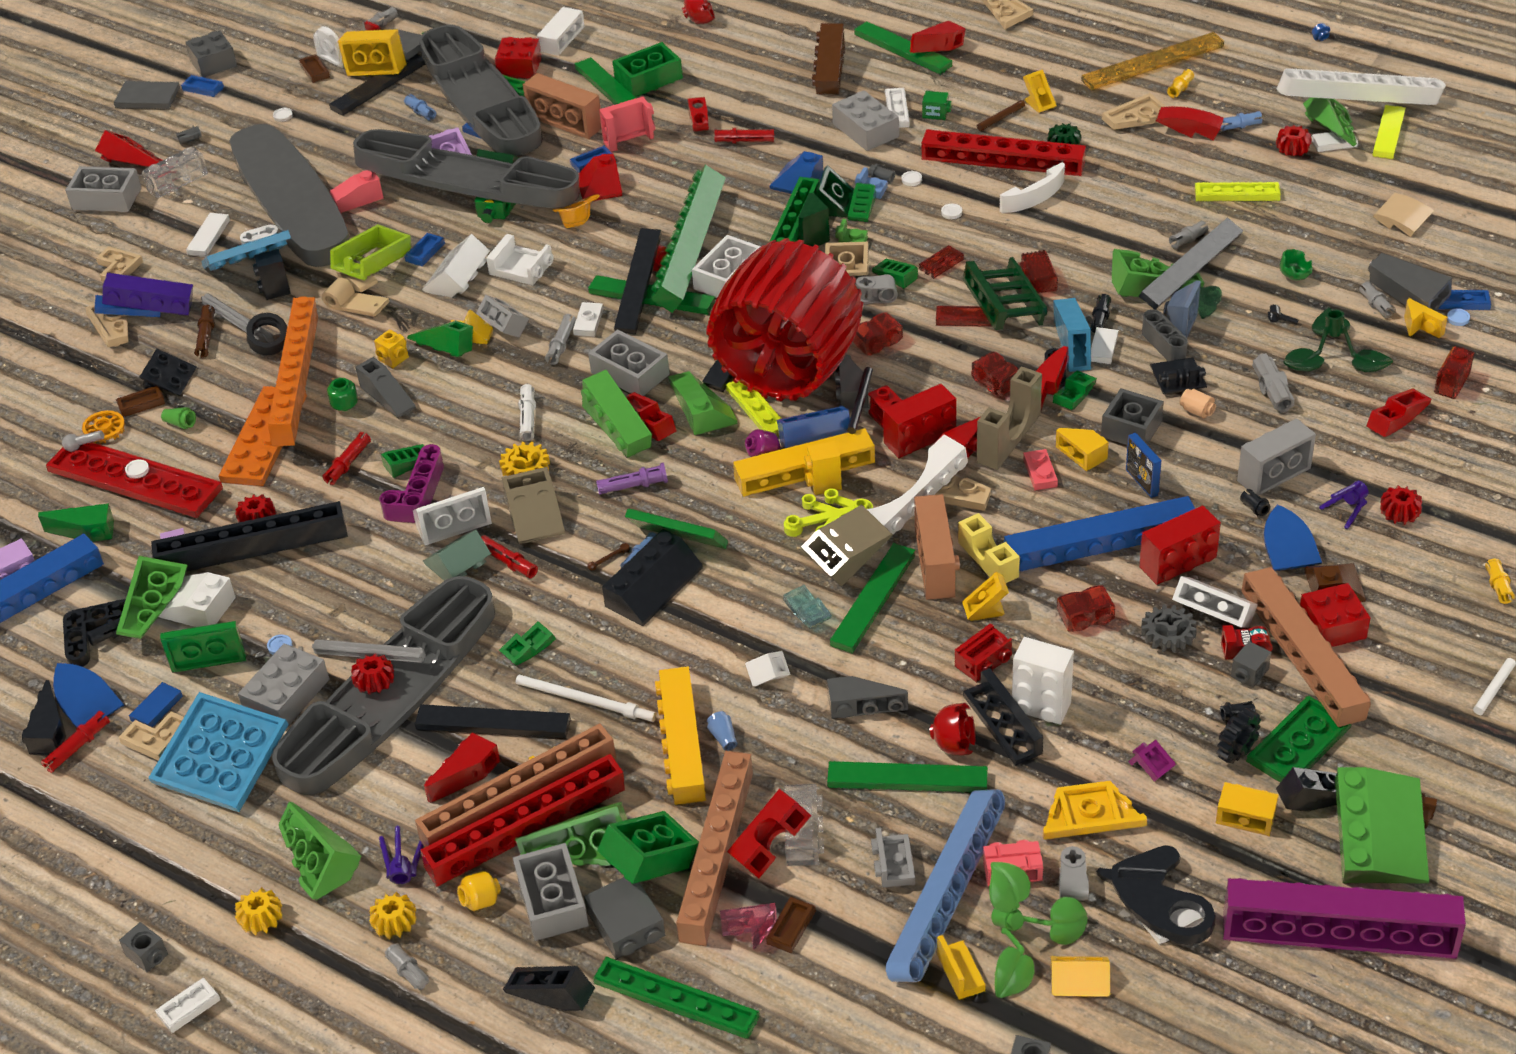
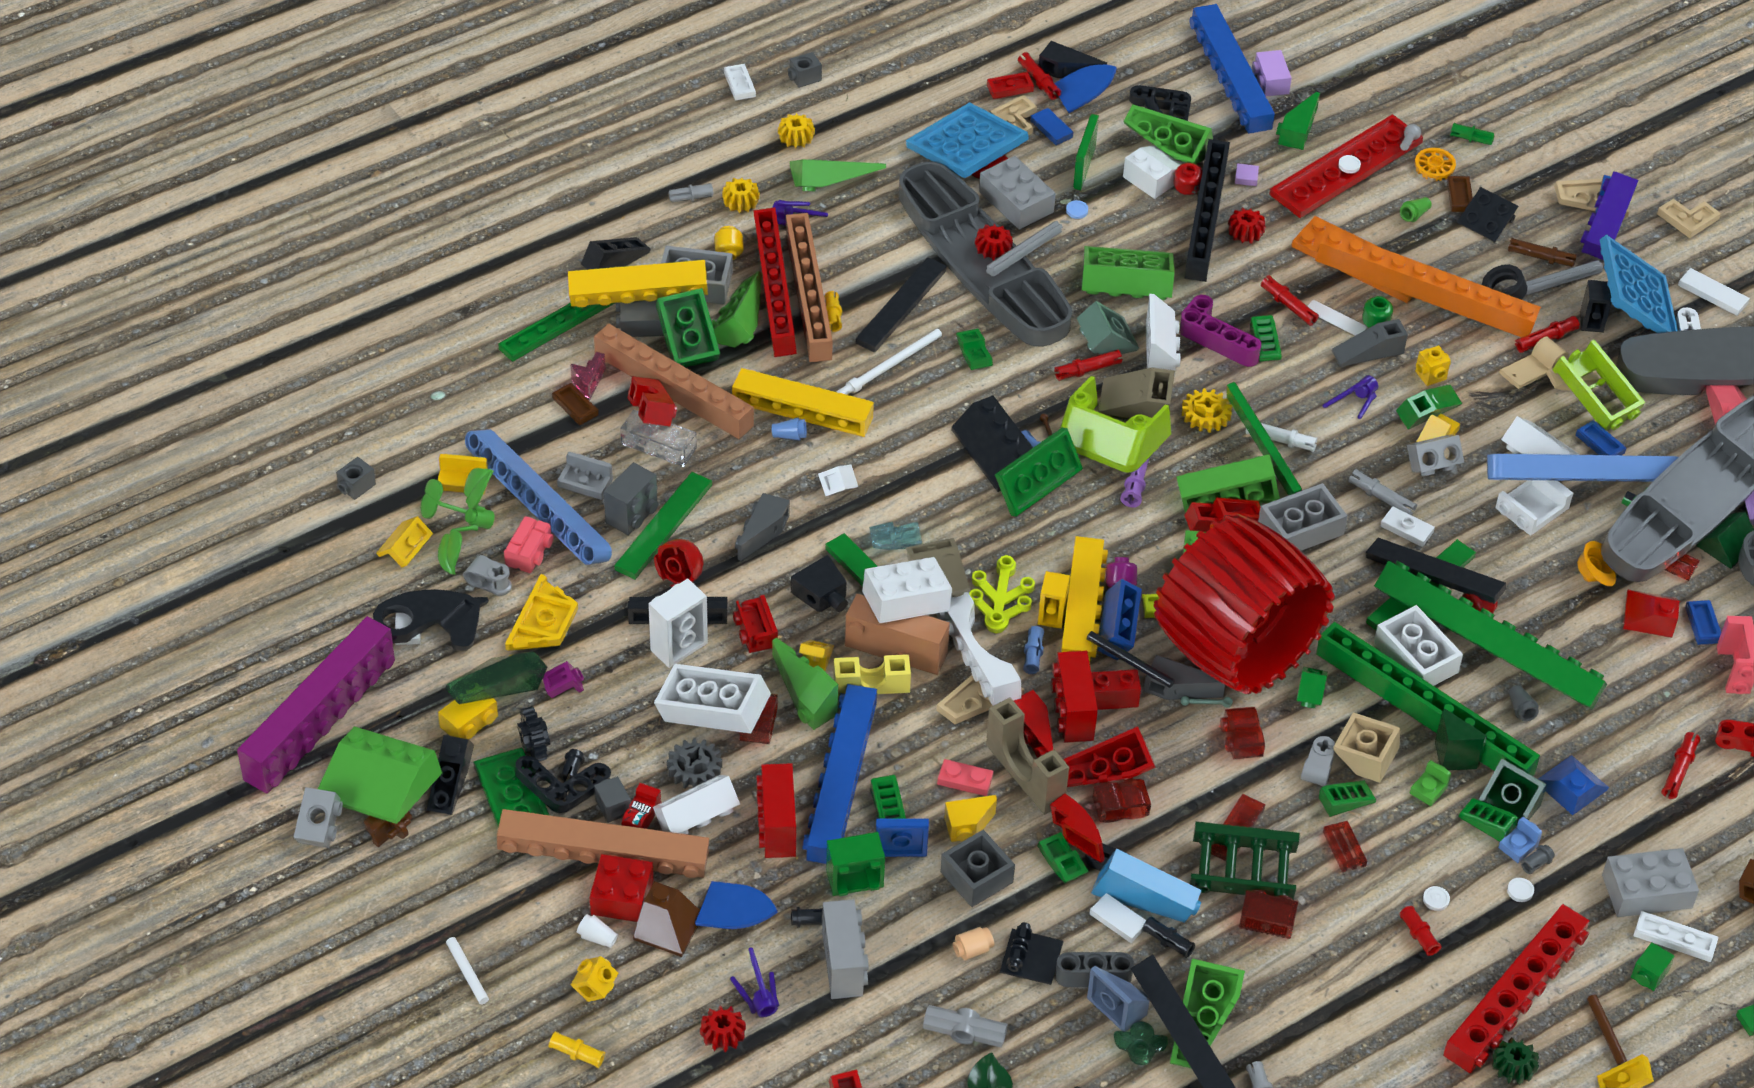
camera: 110 degrees right, 5 degrees up
(50, 414) = (1472, 134): none -> green axle
(101, 758) = (1010, 85): none -> red plate
(204, 564) = (1188, 178): none -> red head
(322, 308) = (1554, 331): none -> red pin
(349, 430) = (1337, 318): none -> white sticker
(361, 571) = (1128, 272): none -> bright green slope
(438, 382) = (1364, 389): none -> dark purple plant
(466, 766) = (862, 275): red slope -> none
(483, 227) = (1576, 467): none -> medium blue beam
(542, 413) = (1262, 439): none -> green tile
(605, 522) = (1111, 440): none -> lime windscreen
(612, 911) = (635, 282): none -> yellow brick
(740, 213) = (1523, 704): none -> dark grey cone
(876, 475) = (1033, 650): none -> medium blue pin
(905, 628) = (820, 586): none -> black torso
(906, 796) = (630, 499): none -> dark grey brick
(907, 523) = (907, 590): none -> white brick
(966, 380) = (1111, 760): none -> red wedge
(989, 206) = (1420, 930): none -> red pin
(1018, 200) = (1433, 1009): white slope -> none
(1034, 588) = (809, 687): none -> bright green wedge
(1093, 502) = (886, 787): none -> green slope
(1105, 625) = (712, 698): none -> white brick
(1190, 790) = (499, 678): none -> clear green wedge
(1192, 476) = (855, 864): none -> green container
(1273, 704) = (557, 789): none -> black beam
(1385, 618) = (596, 931): none -> white cone
(1441, 591) = (594, 978): none -> yellow brick
(1459, 852) = (314, 803): none -> light grey brick

